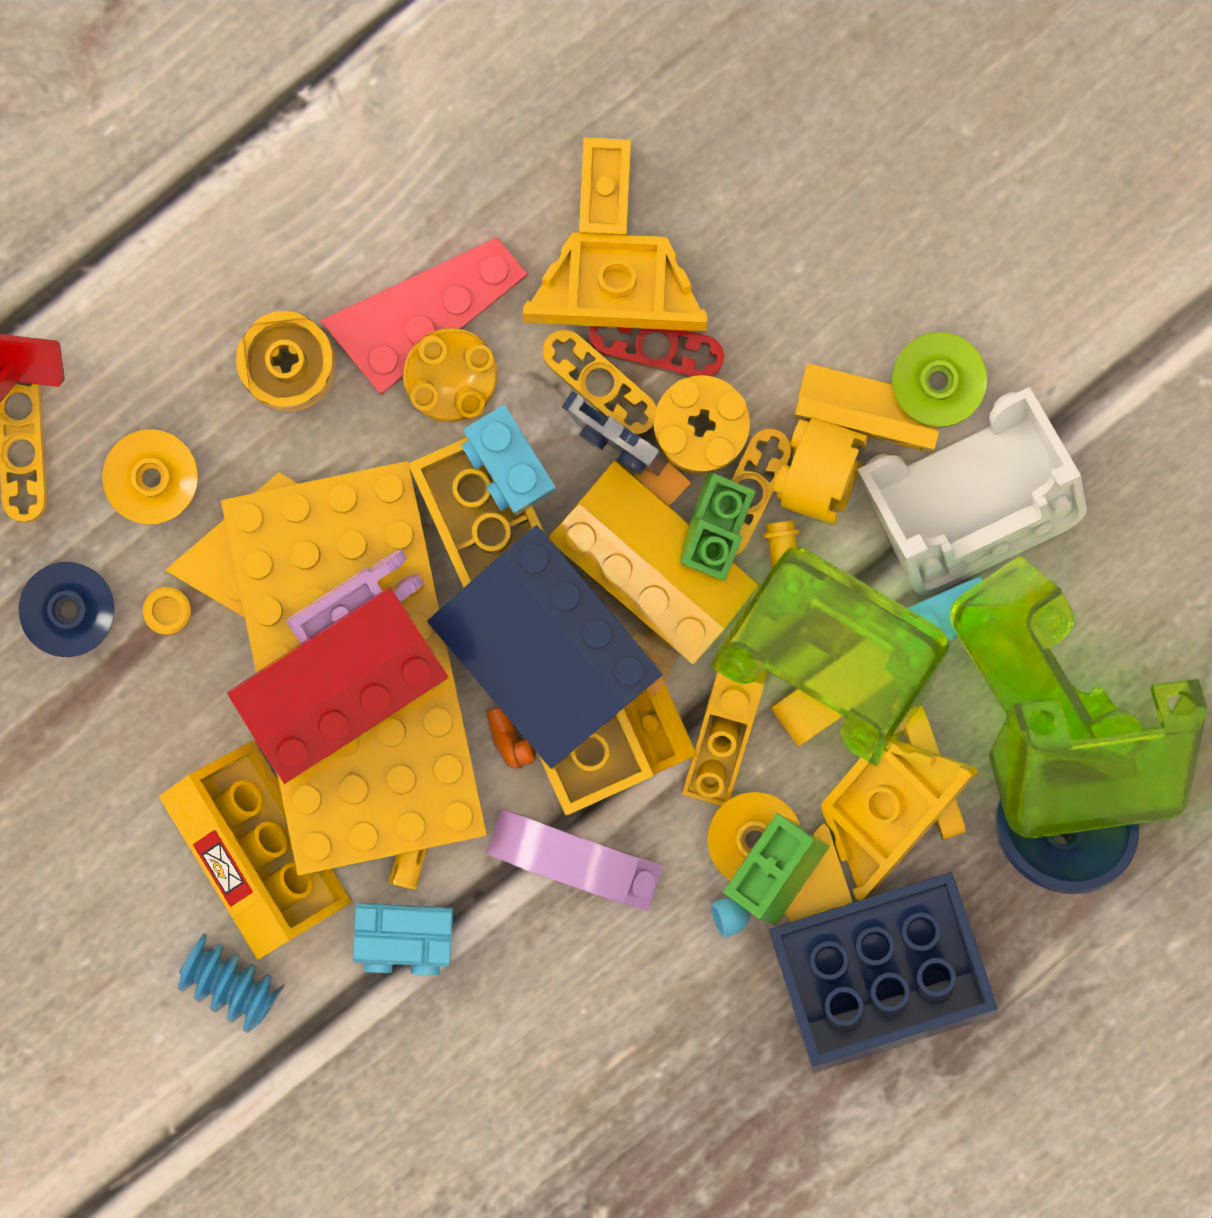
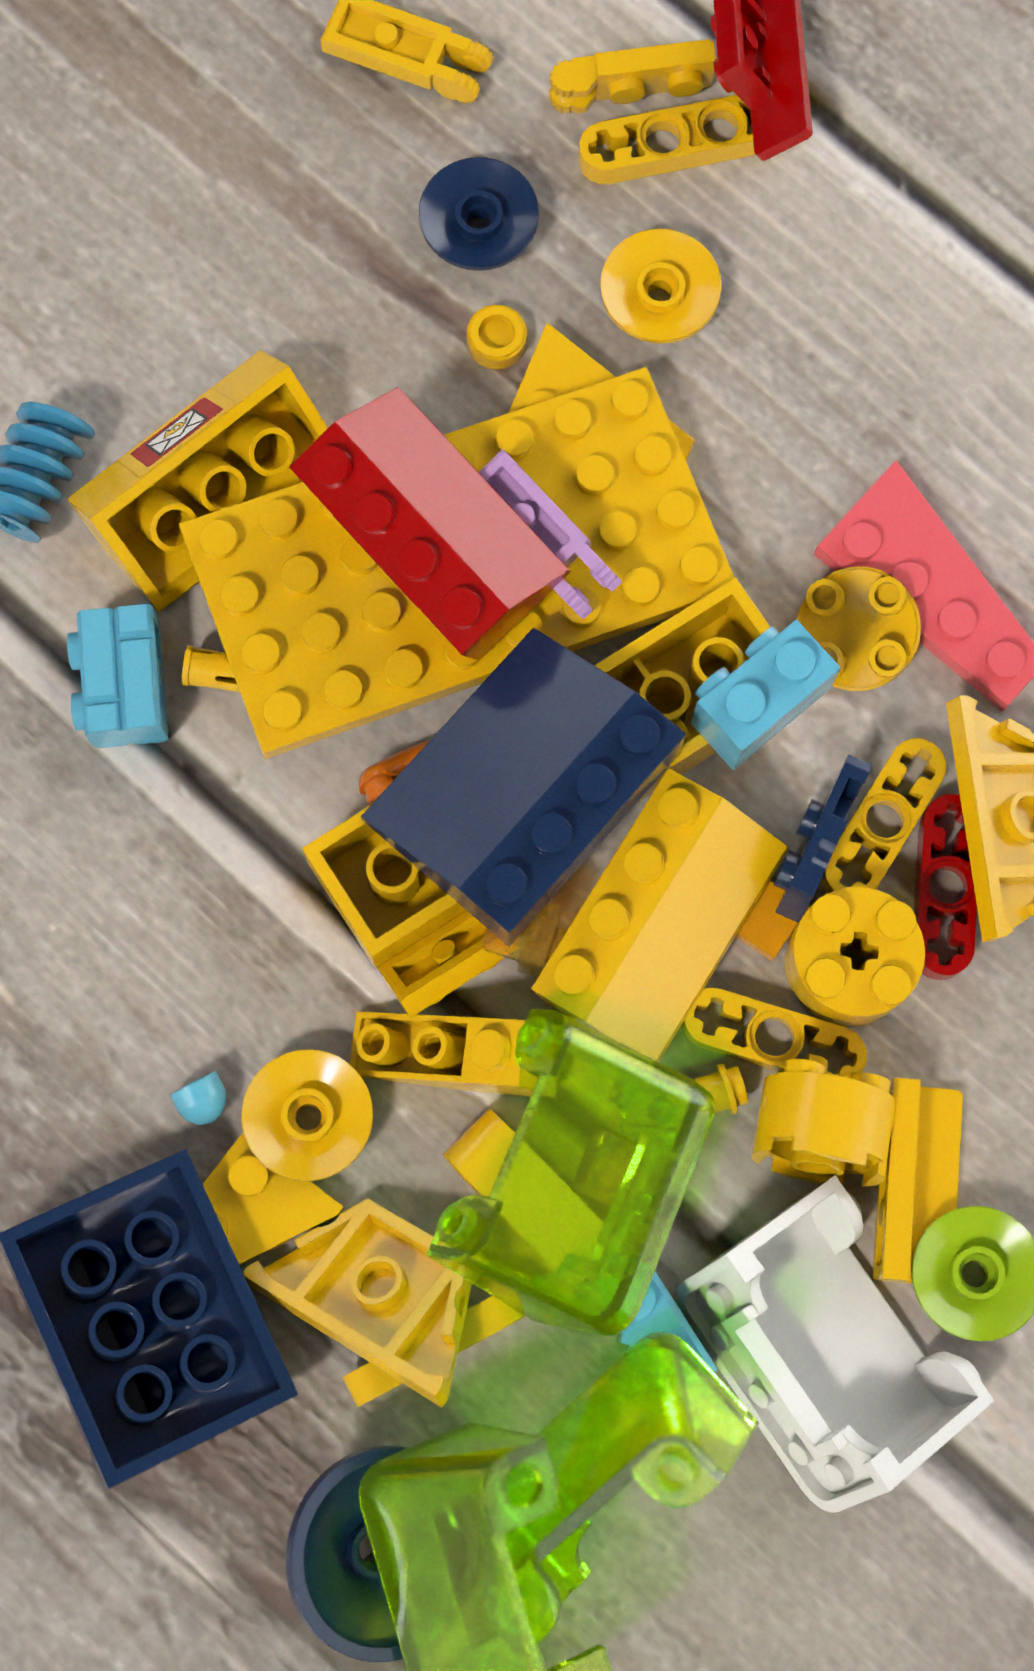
camera: 80 degrees right, 10 degrees down
(265, 345) = (865, 422): yellow brick -> none
(574, 860) = (243, 879): lavender arch -> none
(715, 526) = (723, 994): bright green slope -> none
(776, 869) = (267, 1145): bright green hinge -> none

